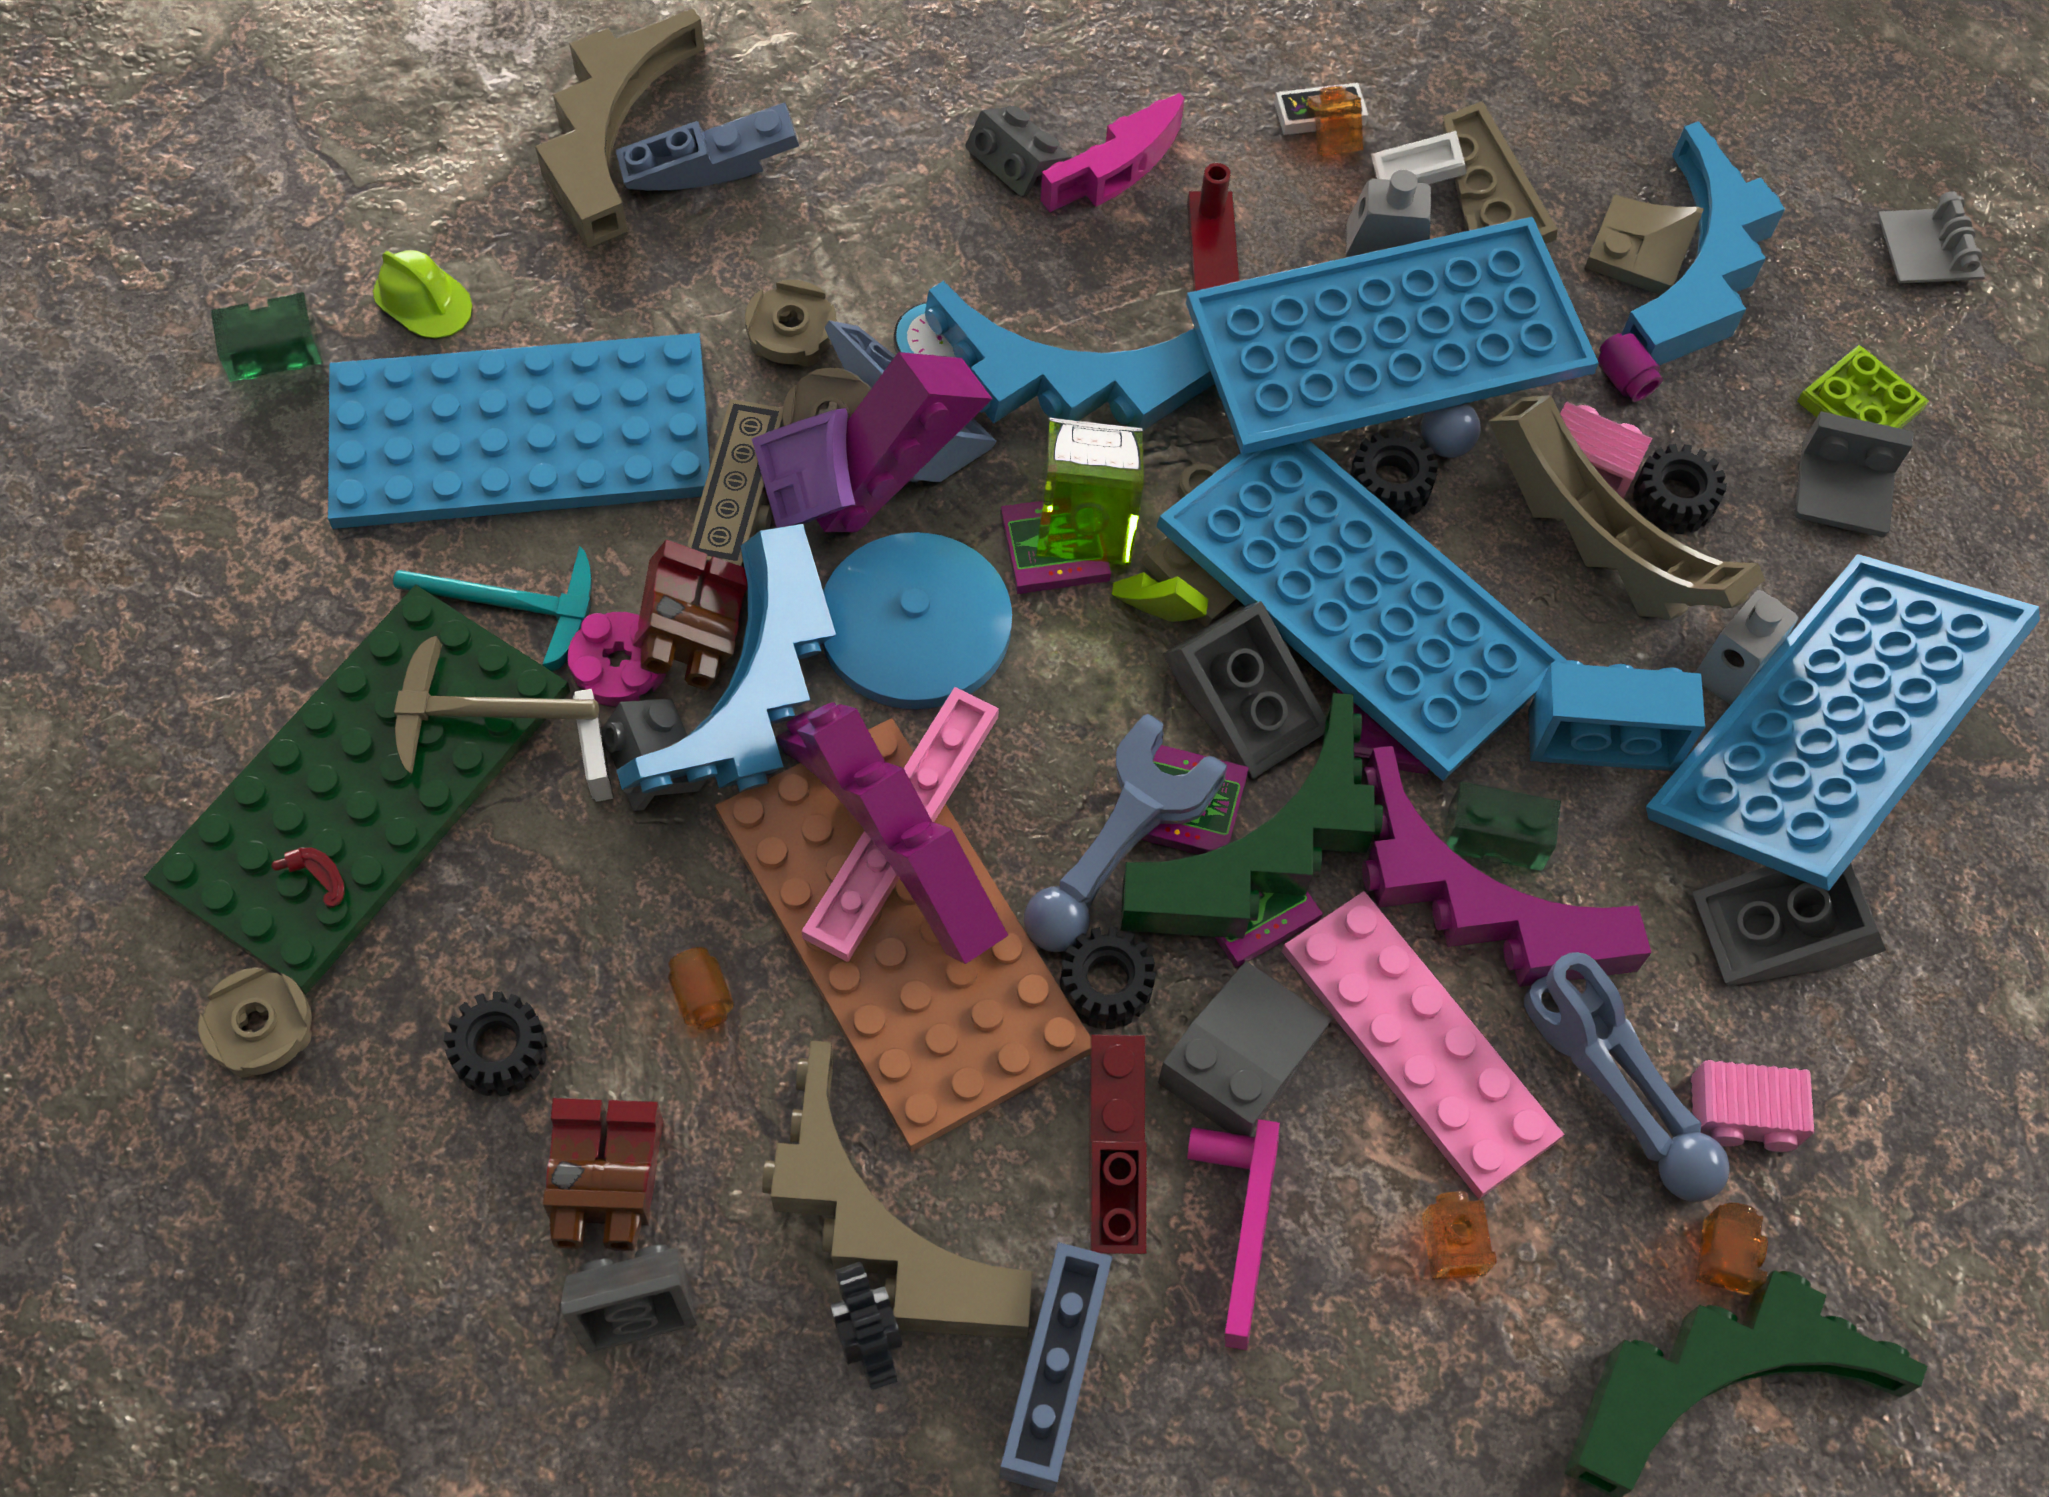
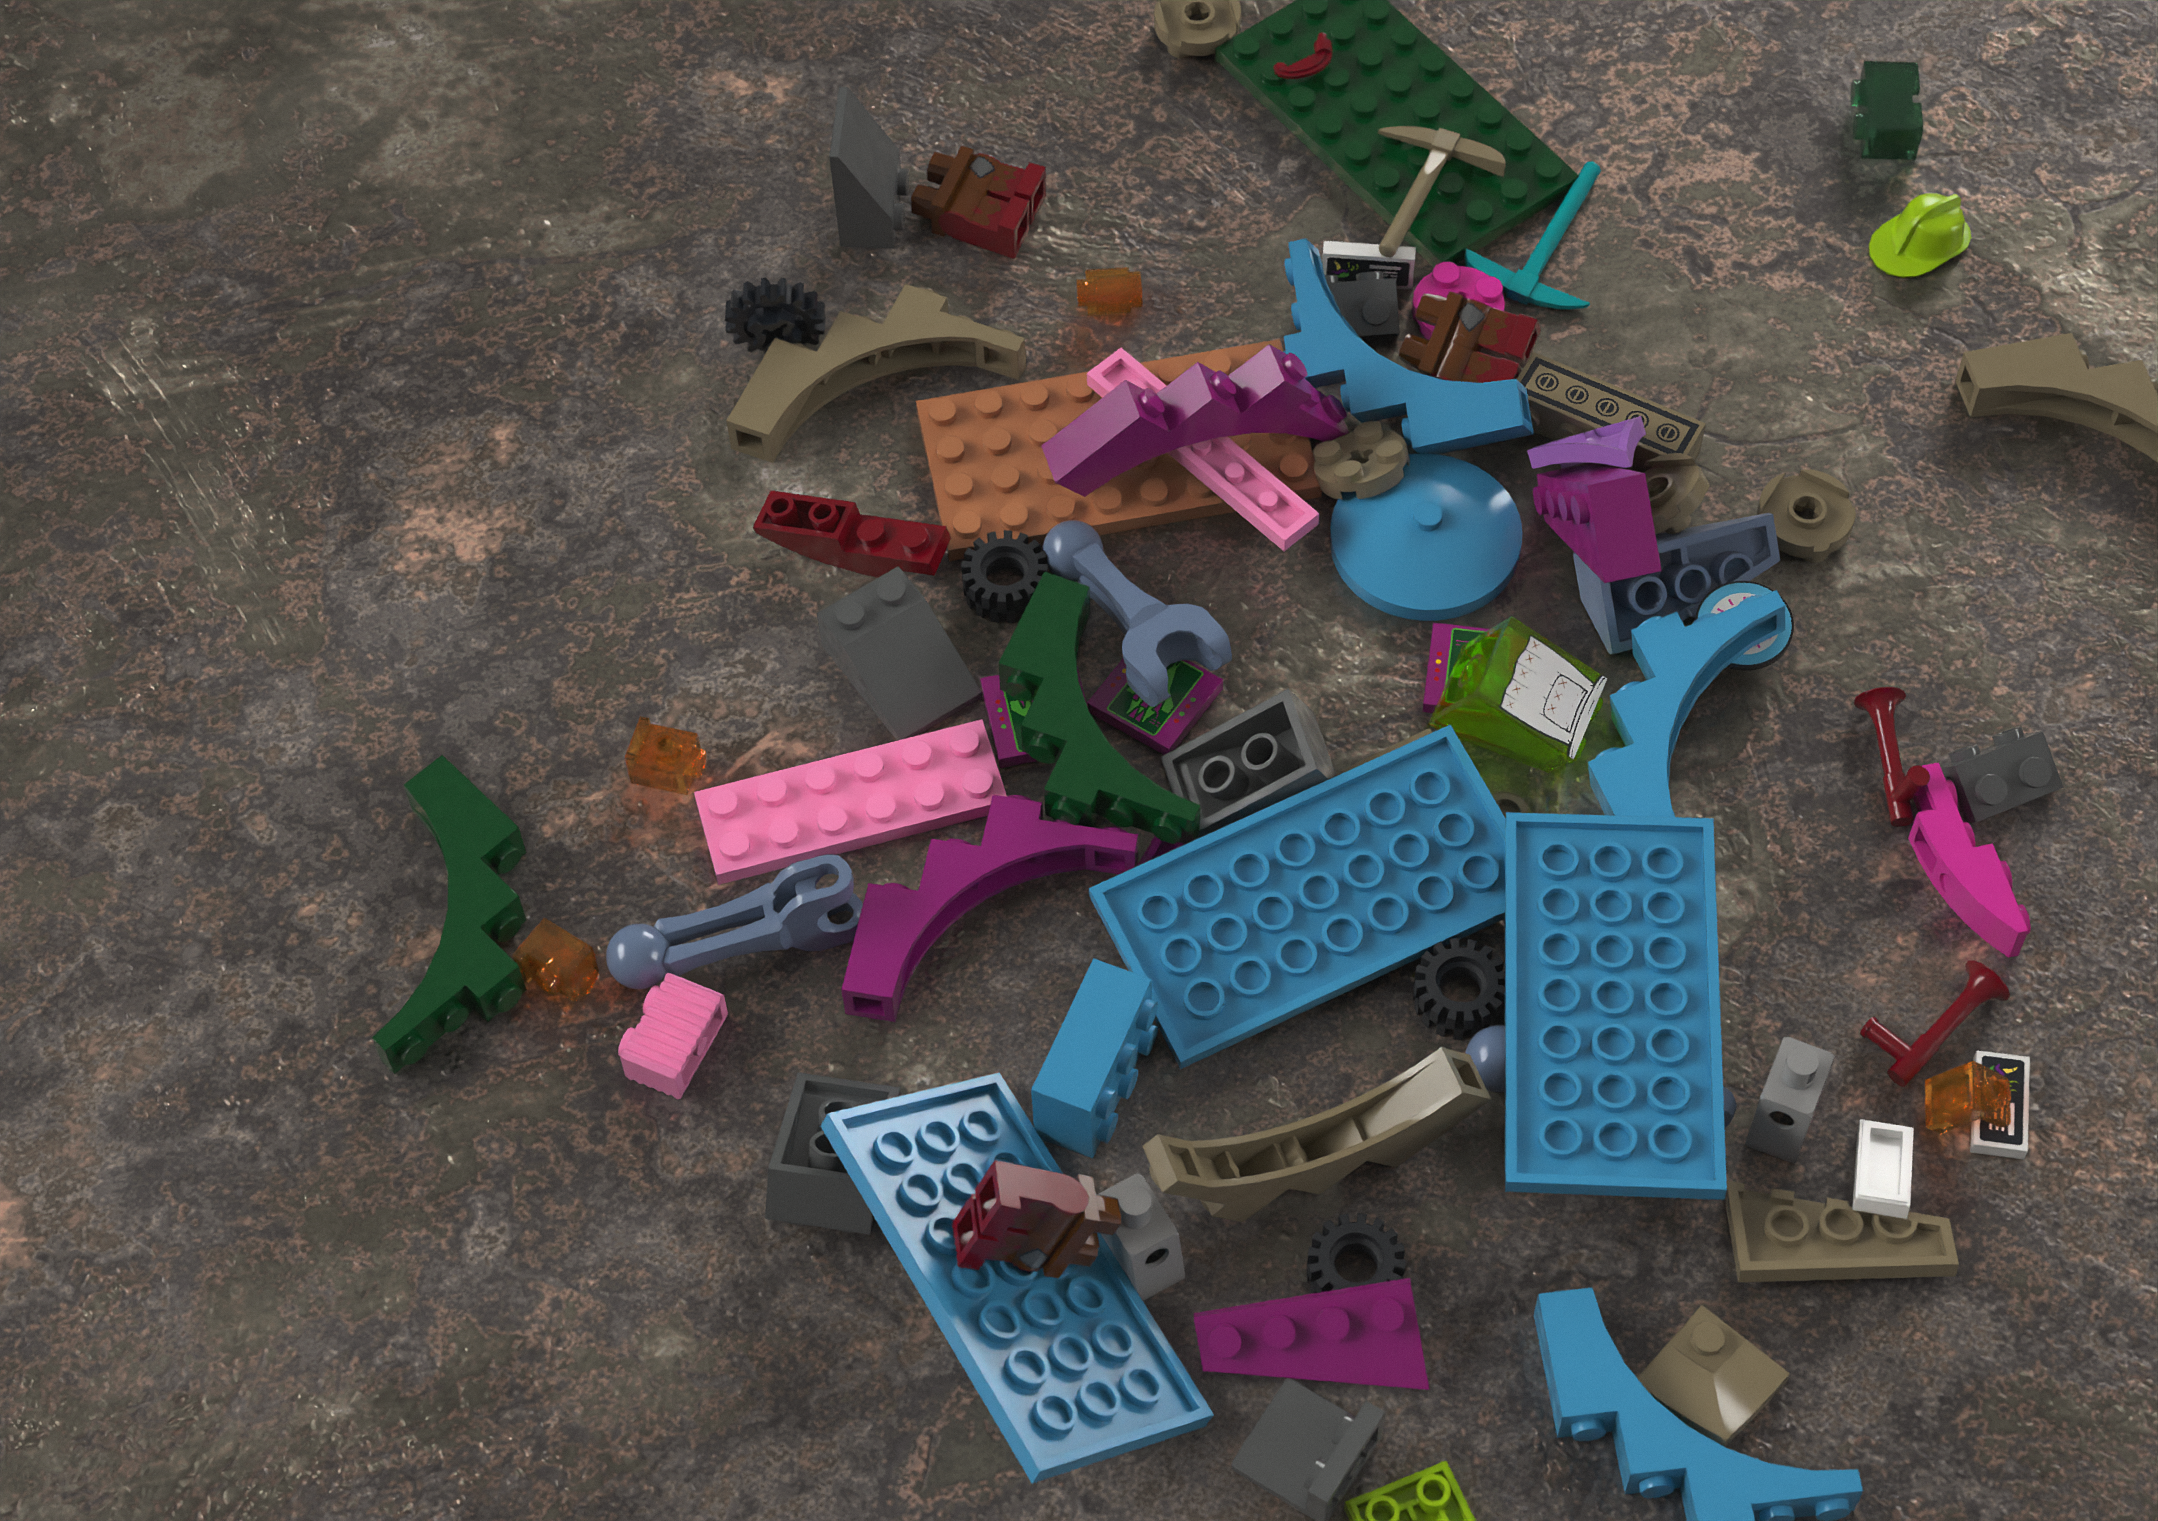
camera: 115 degrees right, 5 degrees down
(482, 1017) = (1117, 176): black tyre -> none
(516, 430) = (1739, 284): dark azure plate -> none
(700, 158) = (2047, 486): sand blue slope -> none
(852, 655) = (1361, 461): none -> dark tan plate
(985, 232) = (1898, 788): none -> dark red piece
(1055, 1368) = (690, 436): sand blue brick -> none
(1167, 599) = (1375, 728): lime slope -> none
(1213, 230) = (1808, 923): dark red piece -> none
(1259, 1156) = (742, 610): dark pink piece -> none
(1305, 164) = (1981, 987): none -> dark red piece
(1502, 825) = (1024, 929): clear green brick -> none
(1610, 447) = (1431, 1195): bright pink brick -> none
(1629, 366) = (1527, 1275): magenta brick -> none
(1758, 492) = (1330, 1336): none -> magenta wing
(1833, 685) = (1033, 1220): none -> hips

